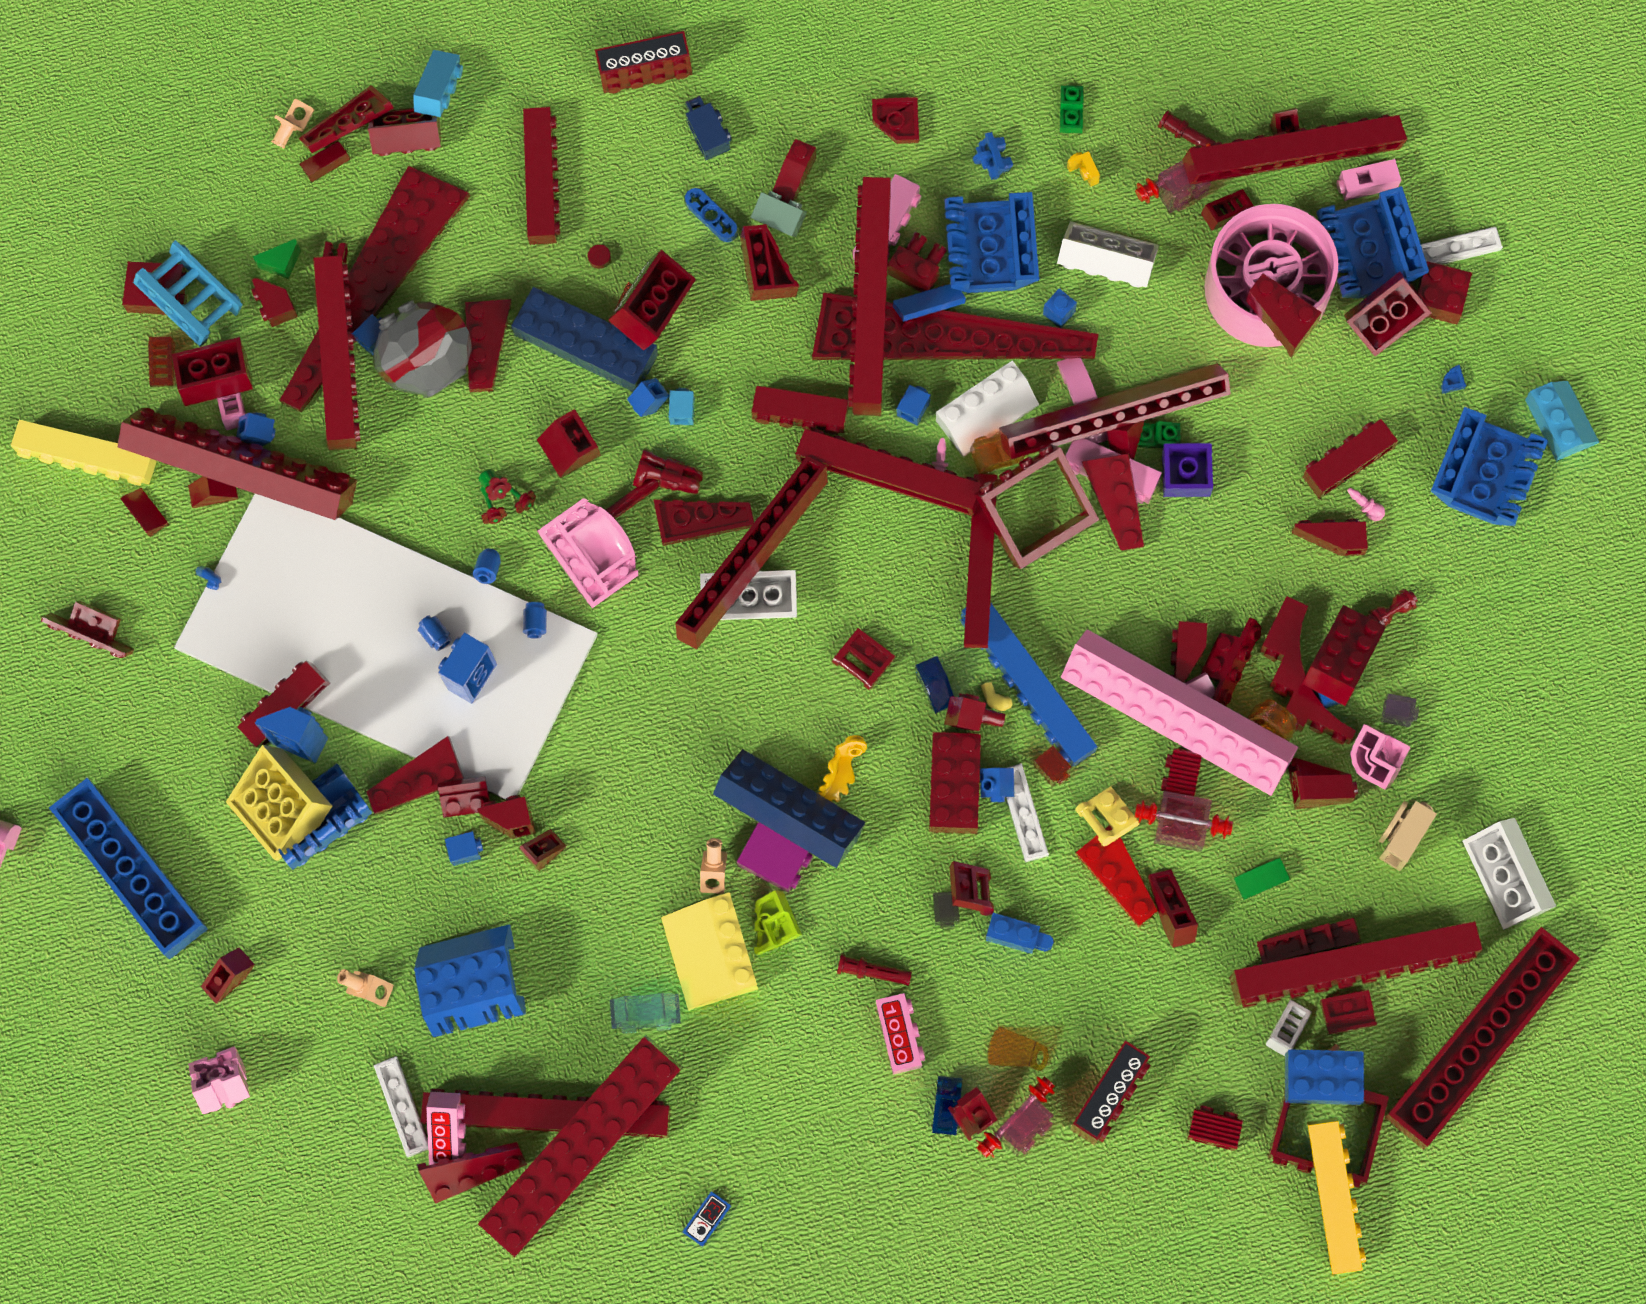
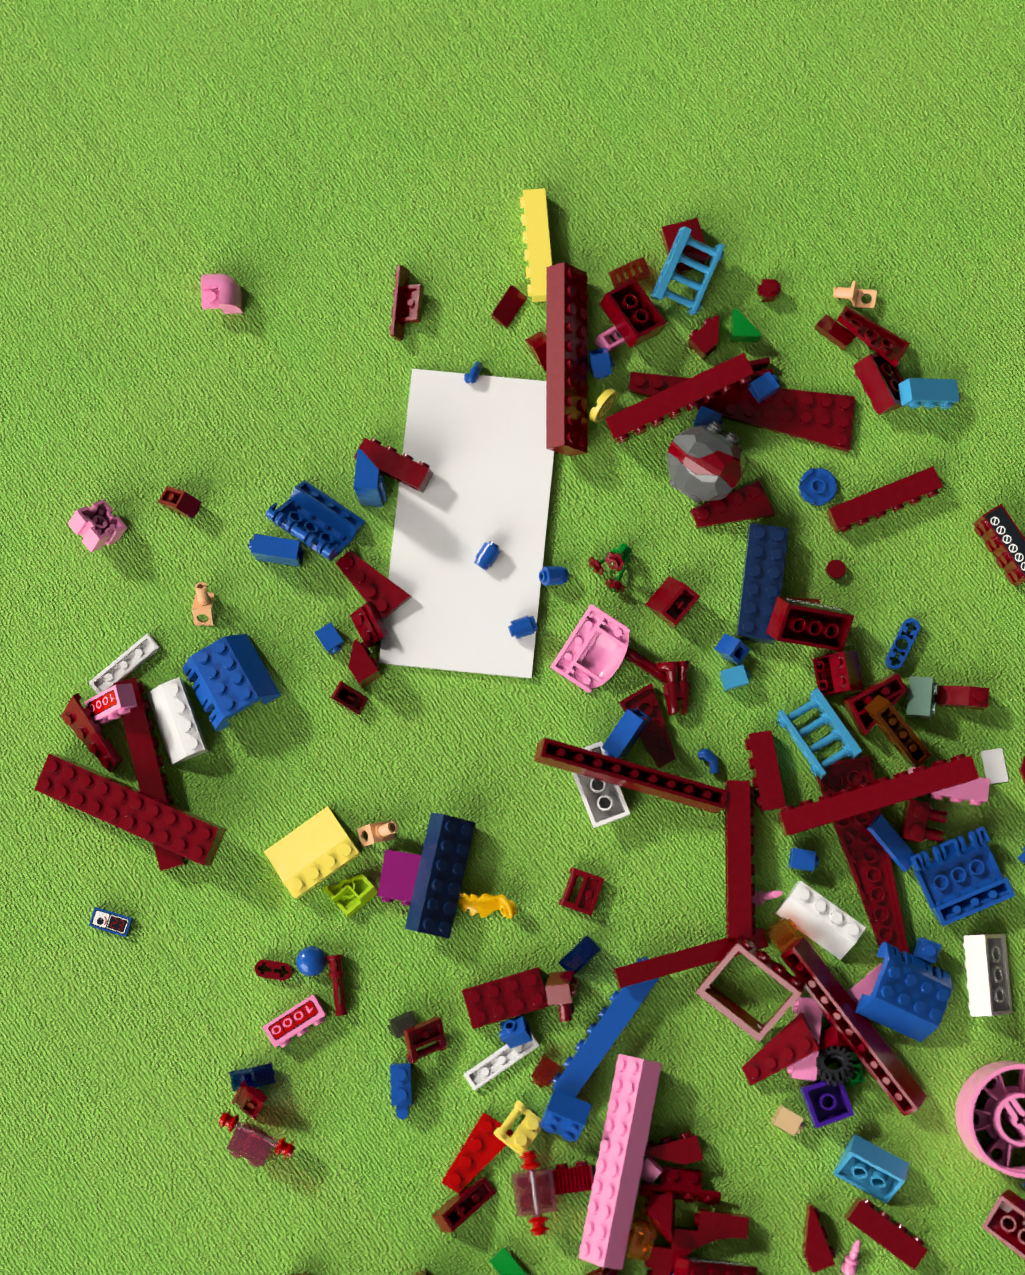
camera: 70 degrees right, 5 degrees up
(128, 868) = (233, 400): blue brick -> none
(245, 214) = (768, 290): none -> dark red plate
(277, 801) = (316, 489): light yellow slope -> none
(308, 441) = (604, 405): none -> light yellow tile
(333, 874) = (276, 550): none -> blue brick
(359, 256) = (764, 386): none -> blue brick
(467, 667) = (463, 590): blue brick -> none
(494, 1062) = (177, 721): none -> white slope
(496, 242) = (817, 486): none -> blue tile
(645, 1011) = (252, 827): clear light blue brick -> none
(701, 543) = (626, 733): none -> blue brick
(707, 129) = (972, 615): dark blue brick -> none
(718, 294) = (838, 673): none -> dark red slope
(758, 467) = (711, 758): none -> blue arm
(763, 320) = (838, 732): none -> dark azure fence
(807, 249) = (897, 731): none -> reddish brown brick
(836, 994) = (311, 961): none -> blue hair
(836, 1044) = (274, 965): none -> dark red beam
(882, 166) = (994, 765): none -> white sticker
(995, 700) = (583, 1006): light yellow arm -> none
(1015, 1050) = (311, 1114): clear orange piece -> none
(1102, 342) = (907, 994): none -> blue slope
(1109, 757) = (565, 1115): none -> blue brick
(1109, 1093) = (299, 1204): brick -> none
(1143, 439) = (836, 1075): none -> black tyre
(1195, 520) = (787, 1120): none -> tan brick
(1252, 688) = (661, 1213): none -> dark red slope
(1276, 449) = (871, 1169): none -> dark azure slope
(1283, 312) = (981, 1144): dark red wedge -> none

